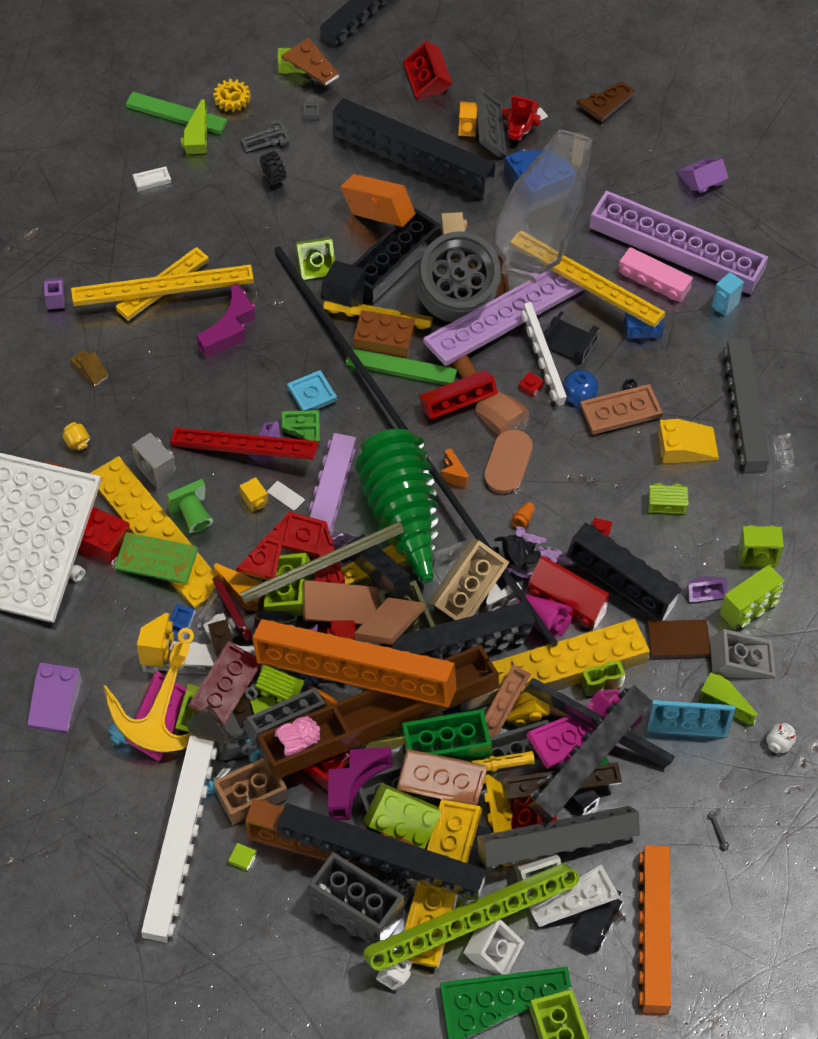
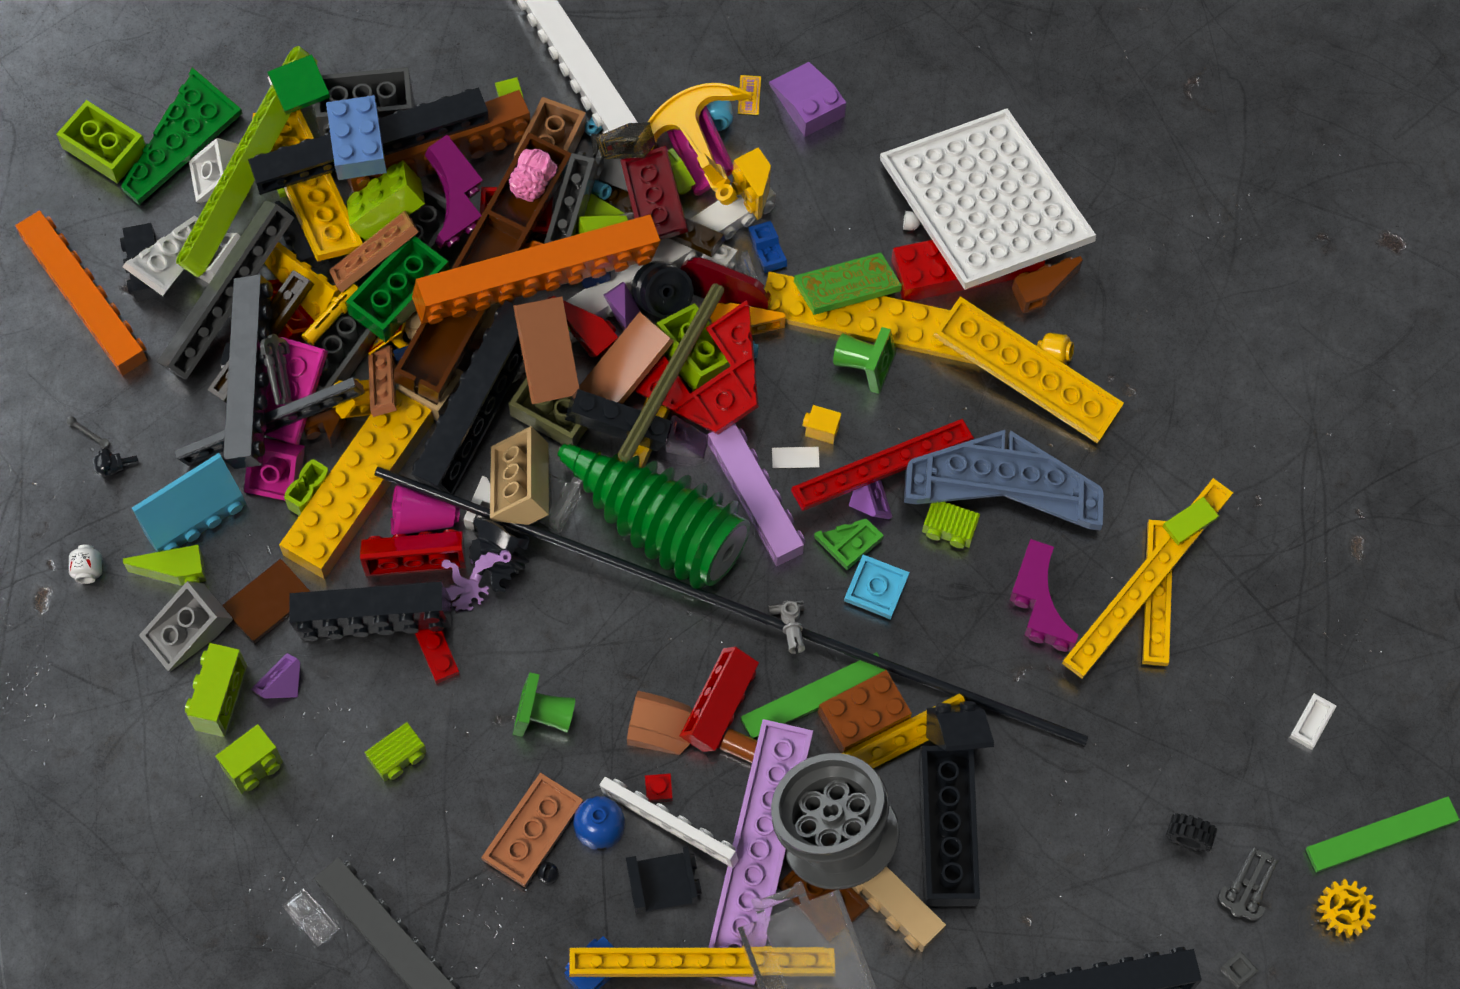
camera: 140 degrees right, 10 degrees up
(54, 293) = (1253, 488): medium lavender slope -> none
(87, 734) = (751, 84): none -> yellow sticker
(89, 366) = (1129, 439): pearl gold slope -> none
(106, 434) = (1028, 369): none -> yellow plate
(111, 288) = (1190, 521): none -> lime tile
(154, 460) = (949, 374): light grey brick -> none
(179, 399) = (1021, 473): none -> sand blue wing
(196, 131) = (1324, 813): lime slope -> none
(237, 392) = (951, 524): none -> lime brick
(314, 257) = (1032, 757): lime slope -> none
(378, 200) = (1024, 865): orange brick -> none
(380, 398) = (790, 615): none -> light grey pin
(394, 839) = (356, 137): none -> medium blue brick
(397, 925) = (298, 84): none -> green tile
(454, 471) = (642, 608): orange slope -> none
(508, 461) = (602, 670): nougat tile -> none
(523, 515) = (533, 614): orange cone -> none
(569, 461) = (542, 708): none -> bright green plant
(571, 739) = (280, 366): none -> dark grey piece
(686, 441) = (427, 844): yellow slope -> none
(718, 794) = (108, 463): none -> black piece

